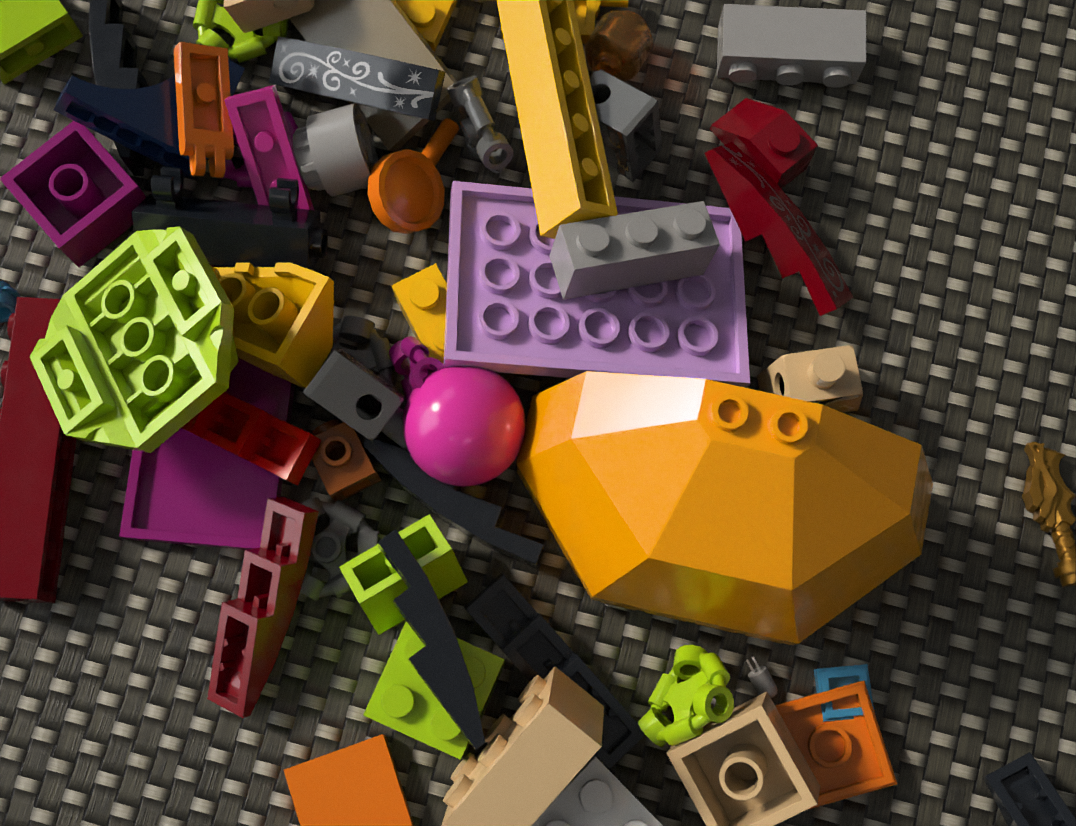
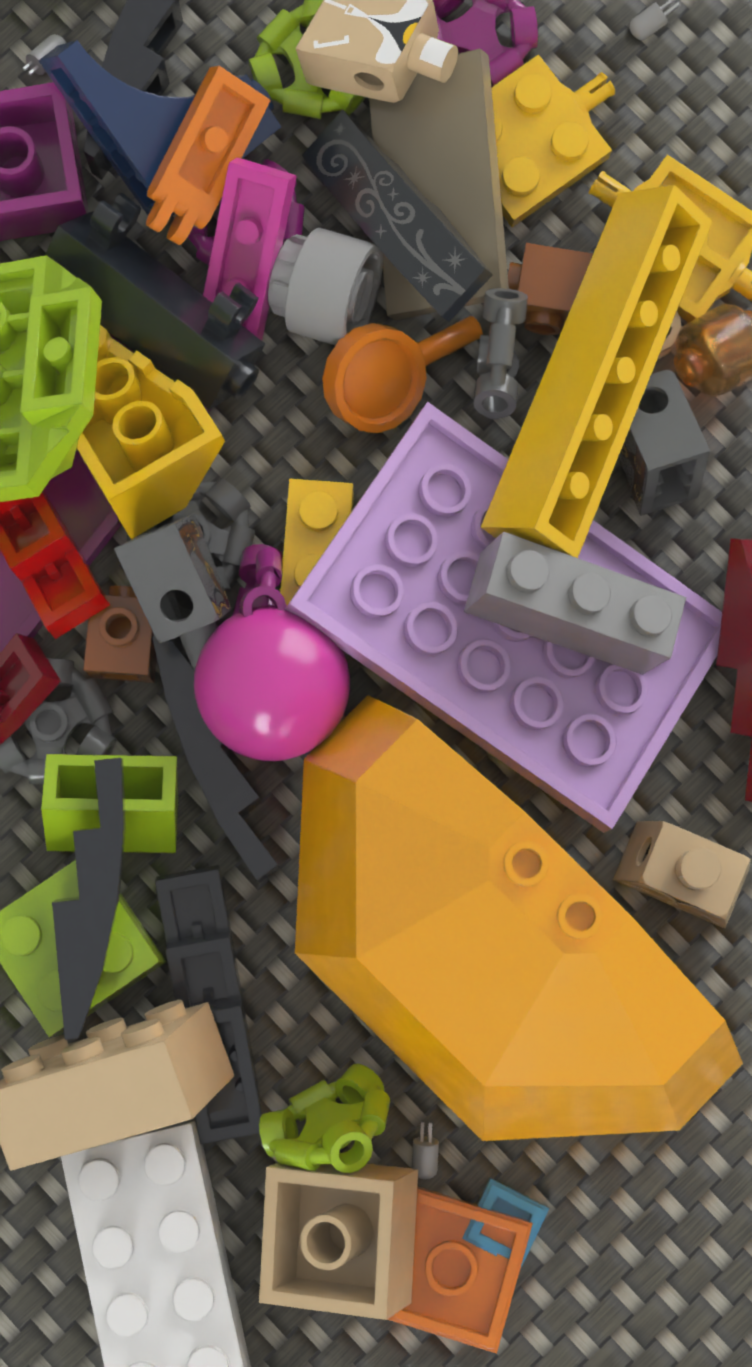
camera: 30 degrees right, 5 degrees up
(54, 121) = (39, 52): none -> light grey piece
(489, 62) = (551, 282): none -> dark orange brick

